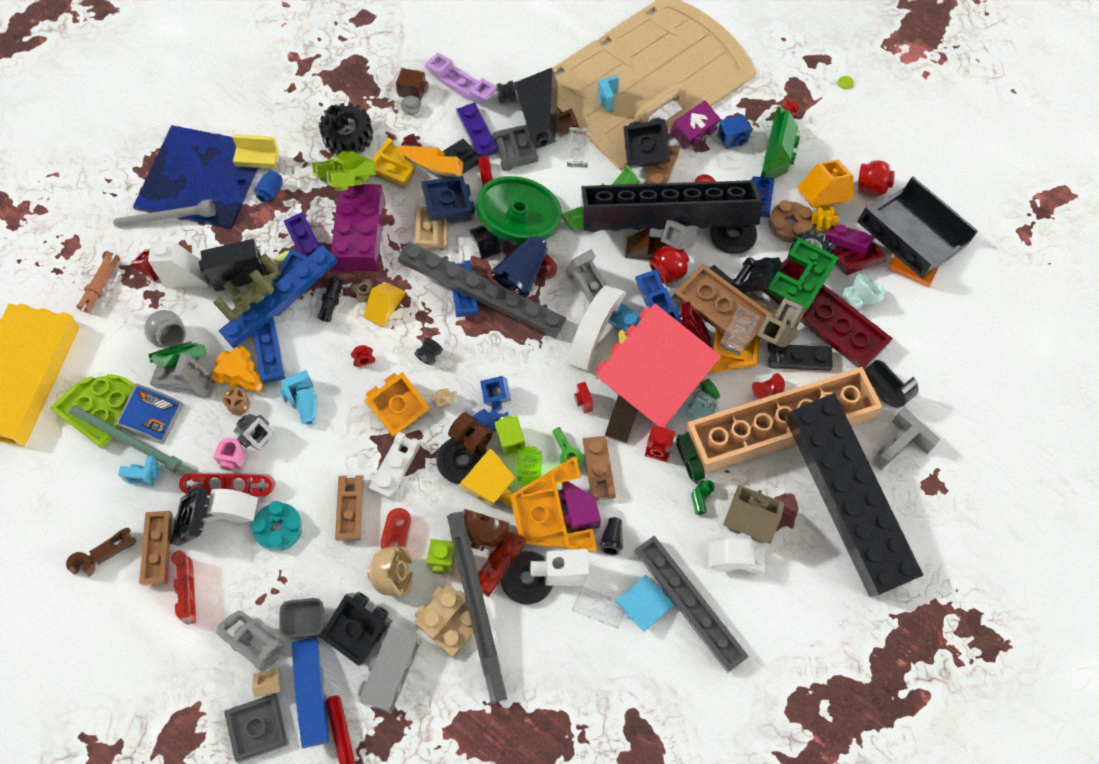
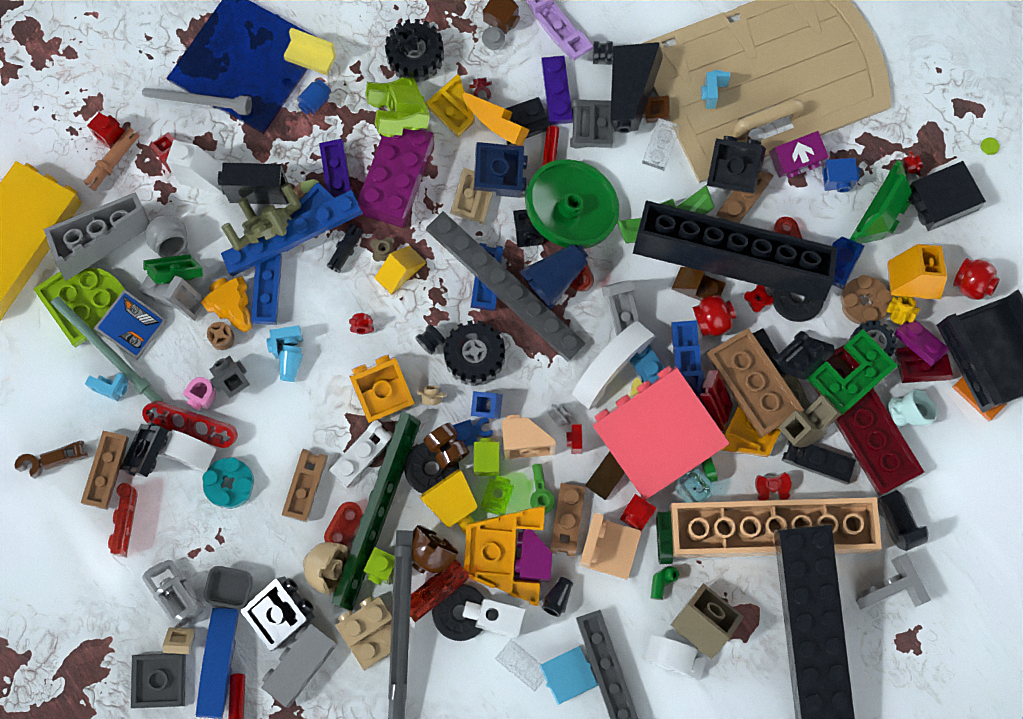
camera: 15 degrees right, 10 degrees up
(86, 258) = (105, 129): none -> red brick
(98, 344) = (95, 234): none -> light grey wedge
(423, 512) = (376, 511): none -> dark green plate
(474, 341) = (472, 340): none -> black wheel
(540, 407) = (525, 439): none -> light nougat slope
(563, 382) = (559, 415): none -> light grey plate
(644, 480) = (610, 547): none -> light nougat bracket
(679, 235) = (731, 290): light grey panel -> none
(702, 248) = (758, 305): none -> red plate
(739, 331) = (760, 419): clear plate -> none
(826, 125) = (945, 196): none -> black brick

